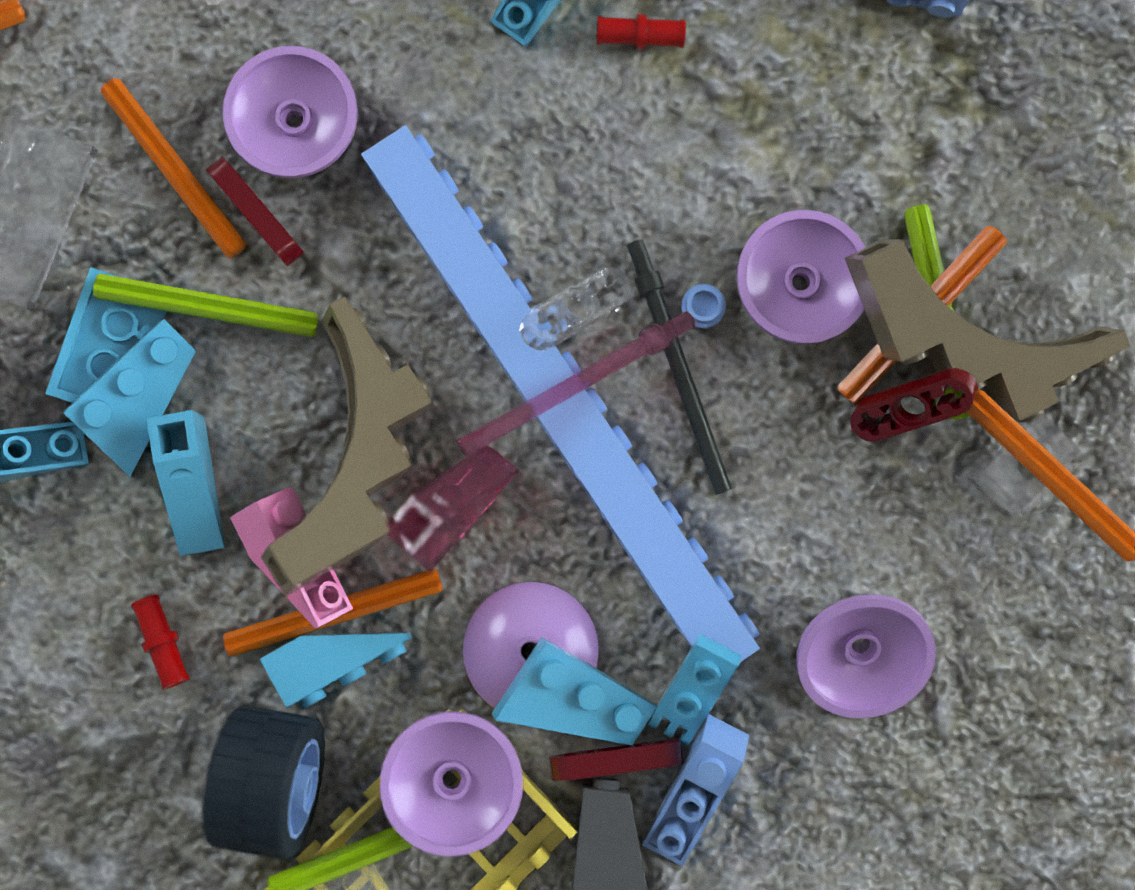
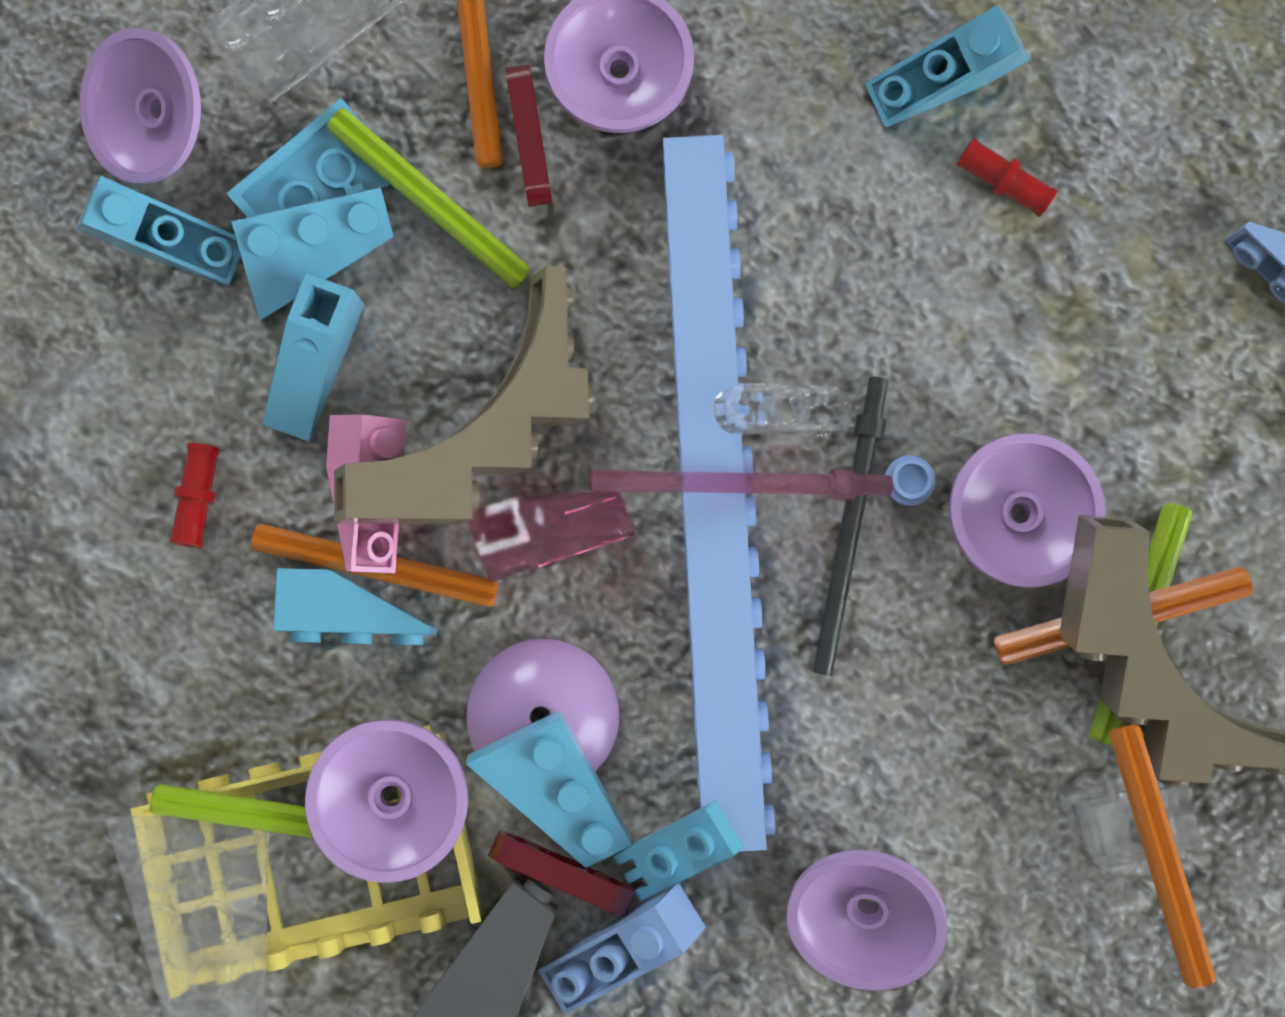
camera: 30 degrees right, 0 degrees up
(263, 782) = (208, 690): black wheel -> none
(924, 389) = (1081, 691): dark red beam -> none

